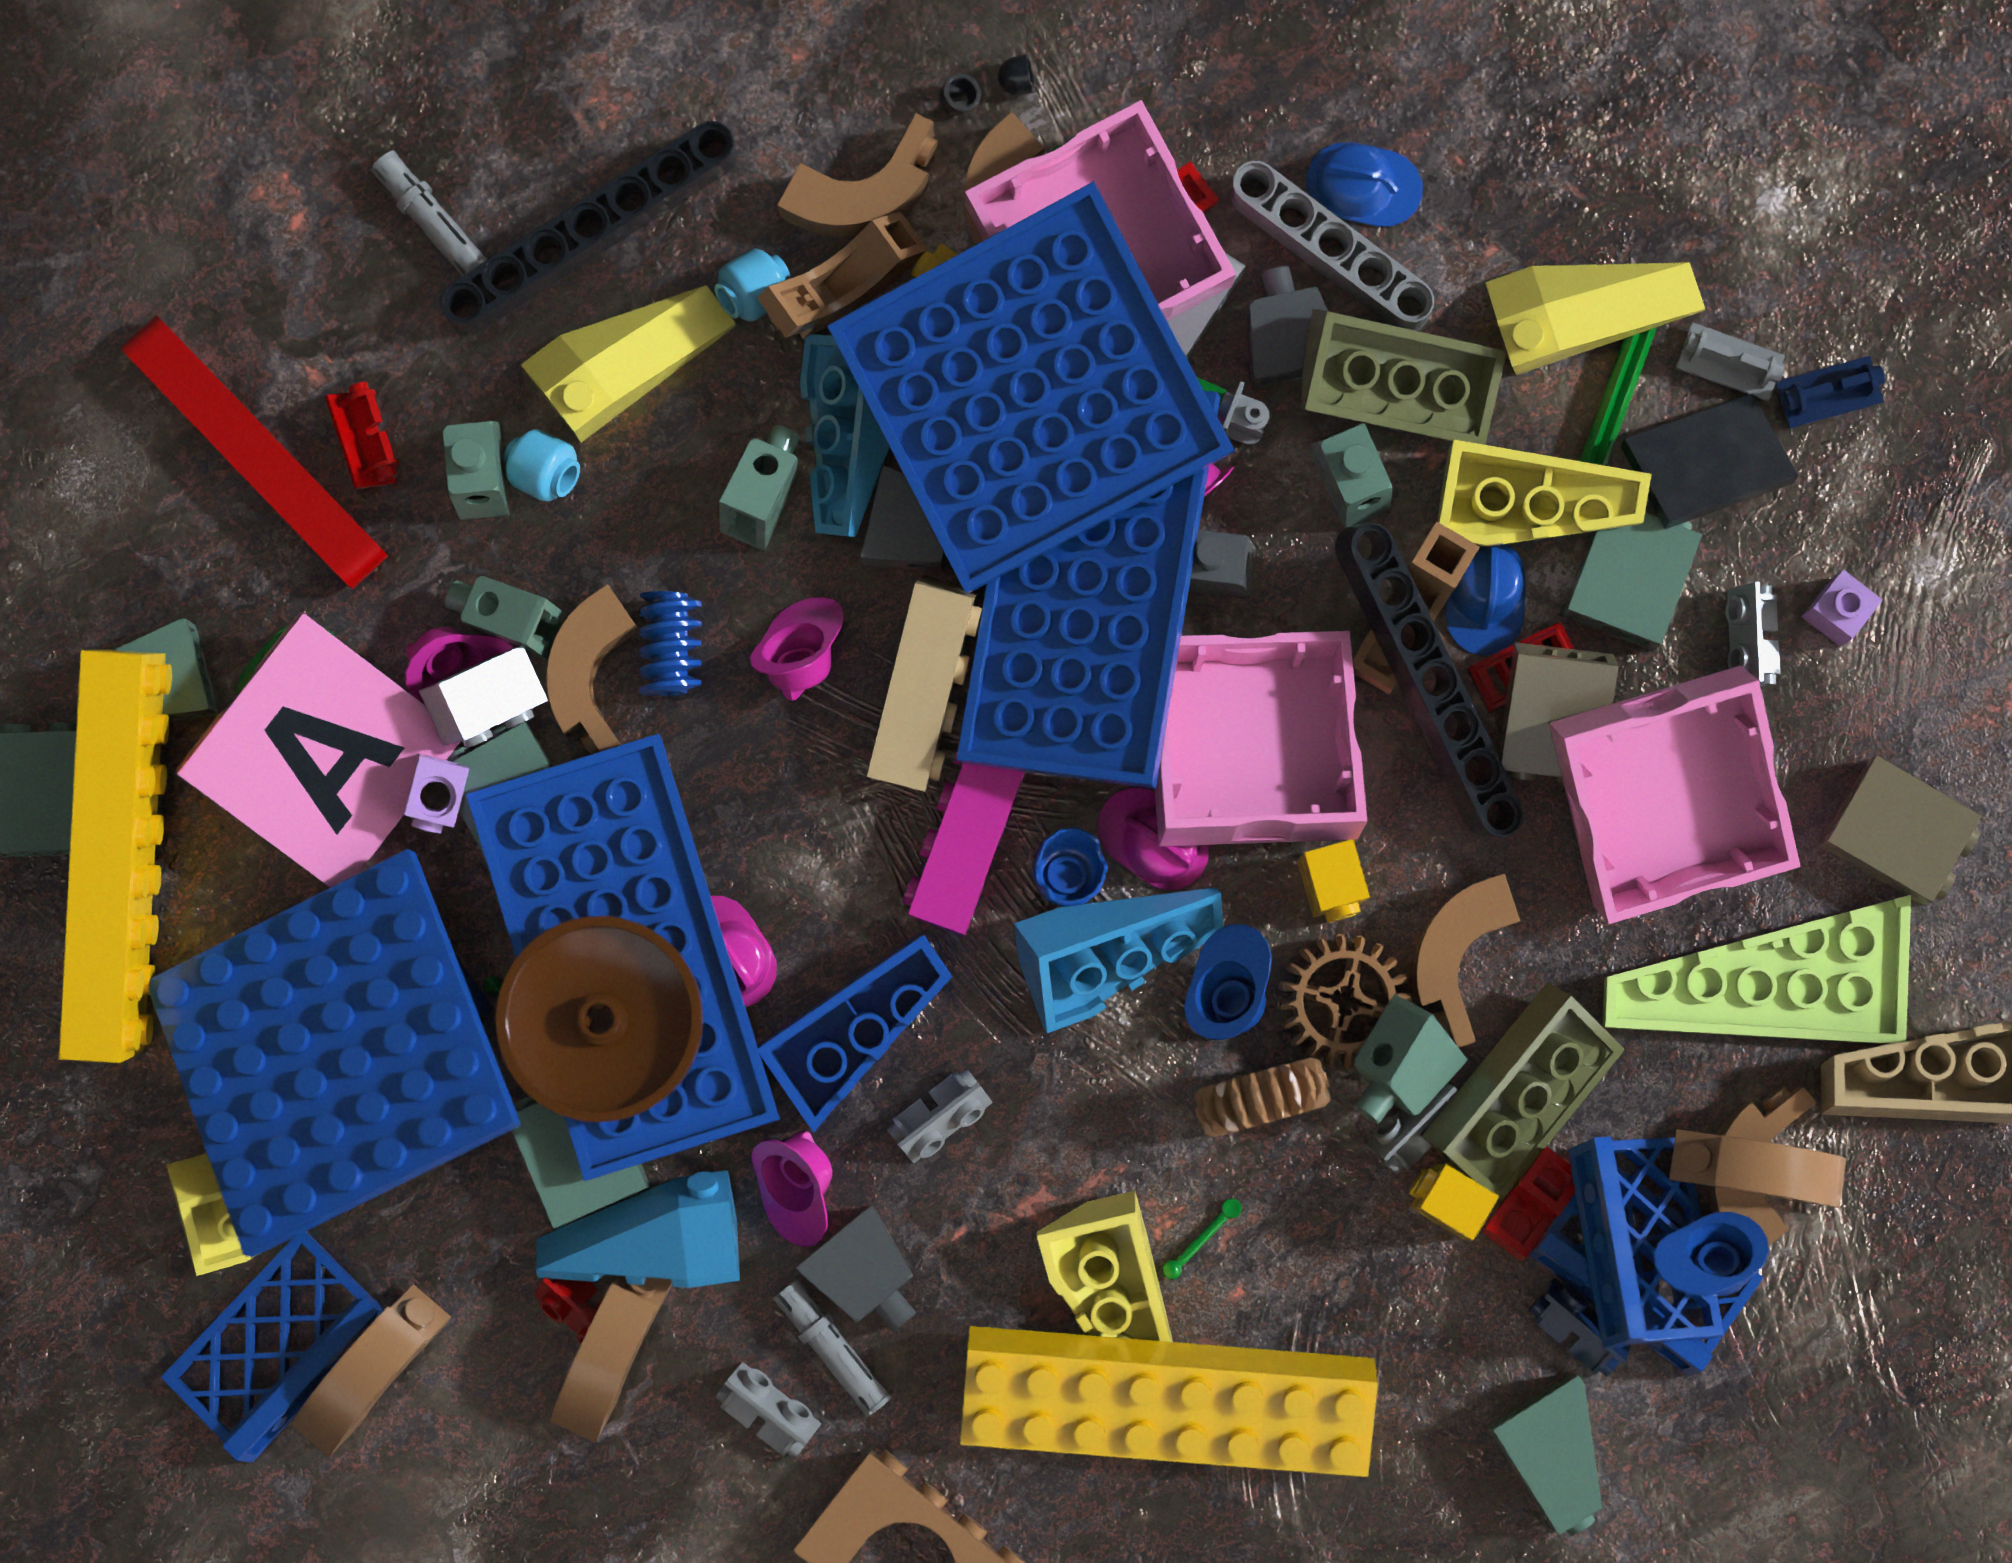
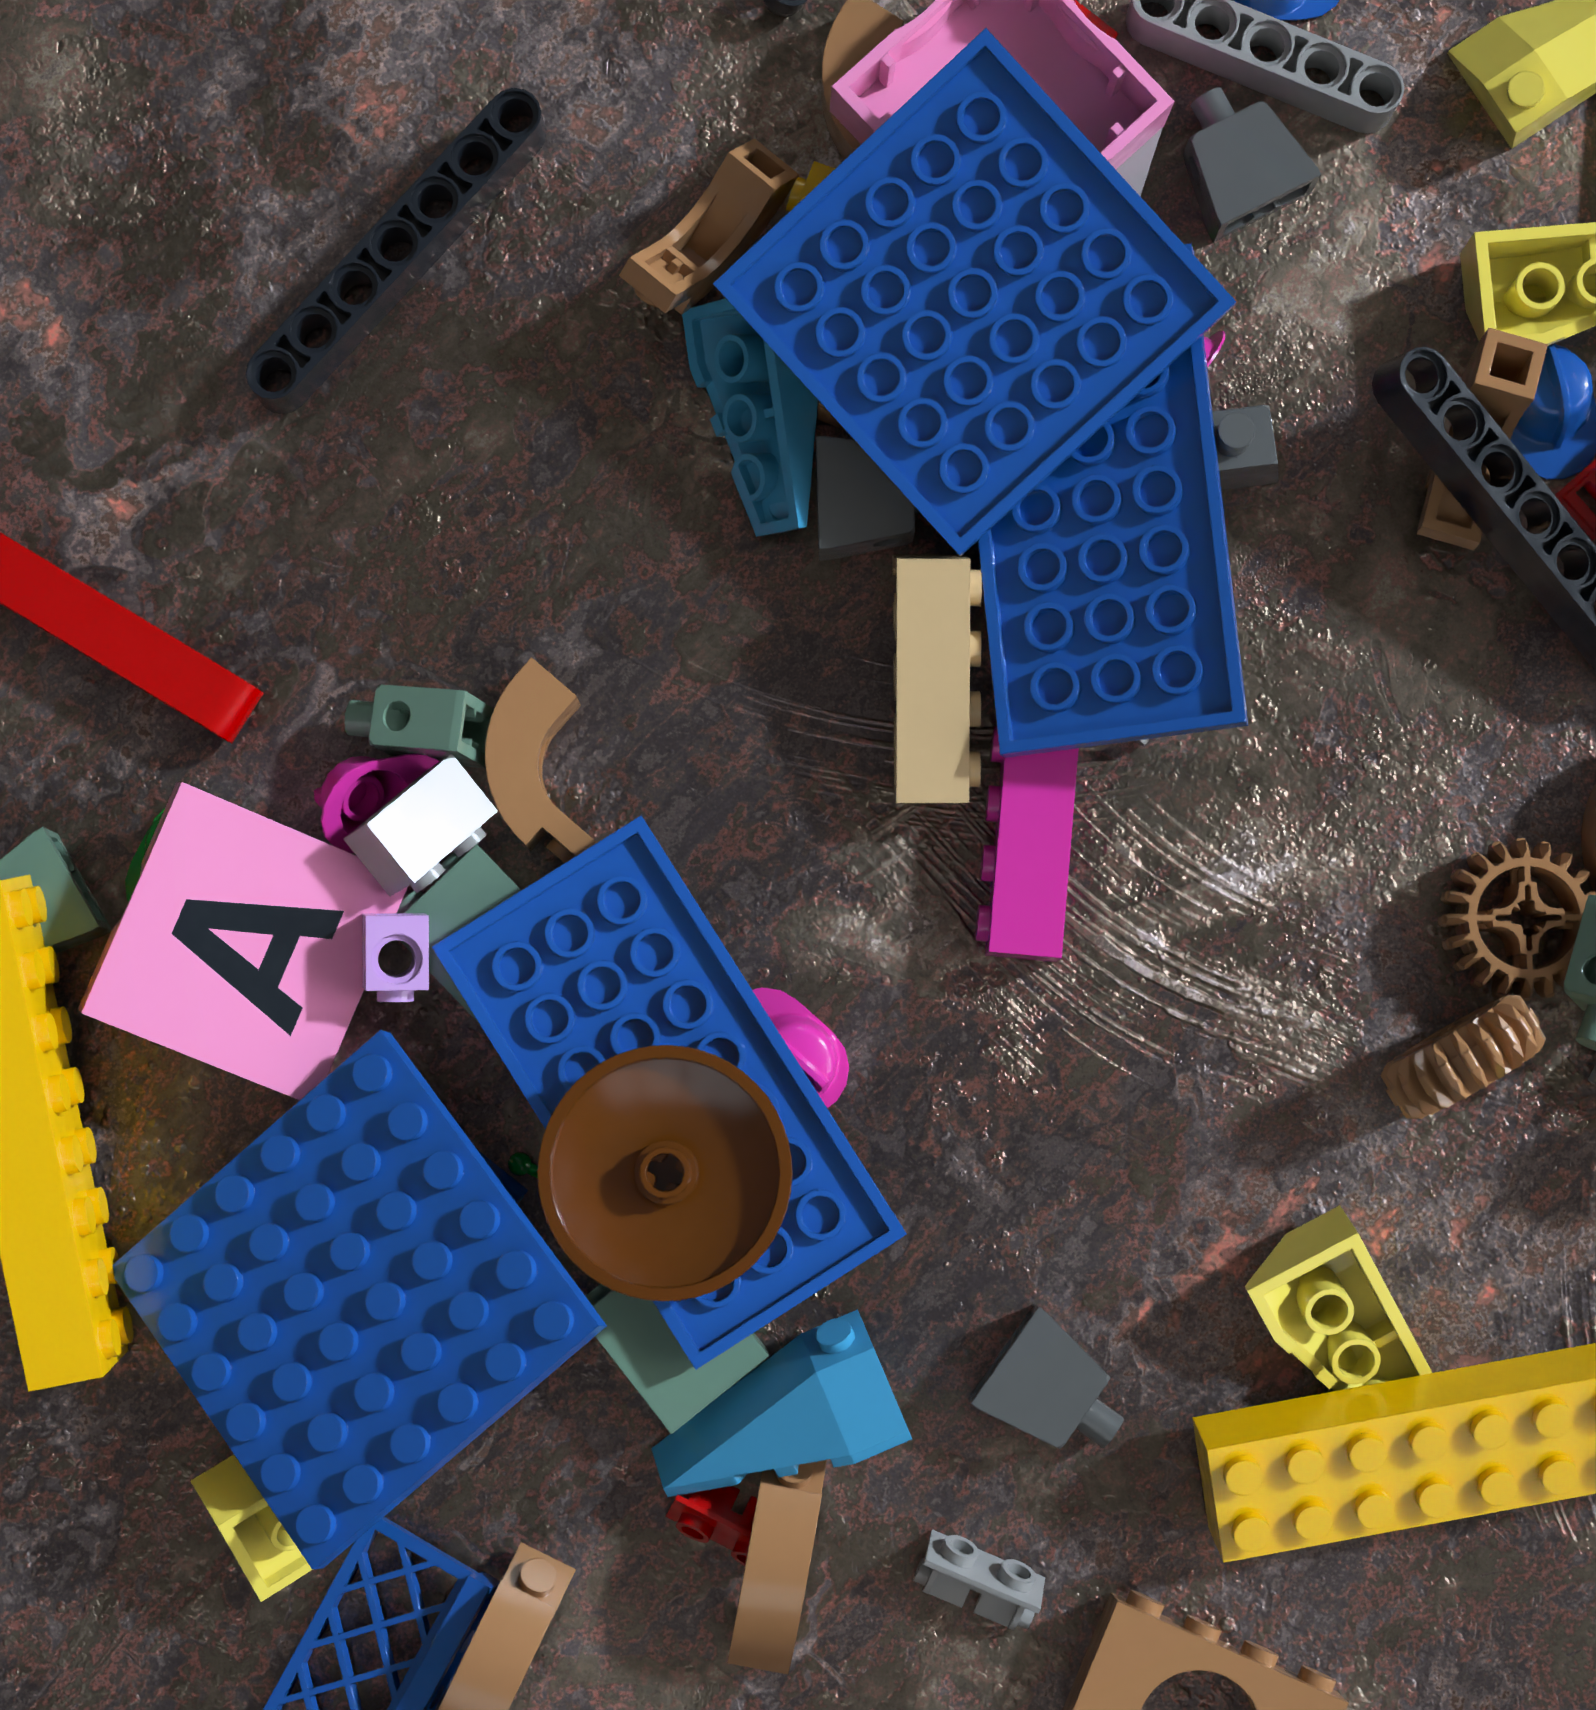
camera: 15 degrees left, 0 degrees up
(362, 444) = (201, 572): red hinge -> none
(416, 200) = (188, 273): light grey pin -> none
(476, 468) = (340, 563): sand green torso -> none
(541, 465) = (415, 540): medium azure head -> none
(615, 362) = (470, 399): light yellow wedge -> none
(669, 644) = (620, 709): blue piece -> none
(745, 280) = (594, 268): medium azure head -> none
(760, 488) = (679, 500): sand green torso -> none
(792, 1186) = (939, 1308): dark pink piece -> none
(798, 645) = (774, 671): dark pink piece -> none
(831, 1347) = (1045, 1493): light grey pin -> none
(845, 1033) = (959, 1101): blue wedge -> none
(847, 207) = (687, 152): medium nougat arch -> none
(924, 1132) = (1077, 1198): light grey hinge -> none
(1069, 867) = (1159, 847): blue hair -> none
(1094, 950) = (1211, 938): dark azure wedge -> none
(1131, 837) = (1243, 789): dark pink piece -> none
(1229, 983) = (1385, 932): blue piece -> none
(1230, 1209) = (1453, 1197): green hinge -> none
(1243, 417) = (1227, 262): light grey hinge -> none
(1261, 742) = (1352, 642): bright pink tile -> none
(1333, 881) = (1476, 782): yellow brick -> none
(1353, 474) = (1362, 303): sand green torso -> none
(1400, 377) = (1387, 177): olive slope -> none

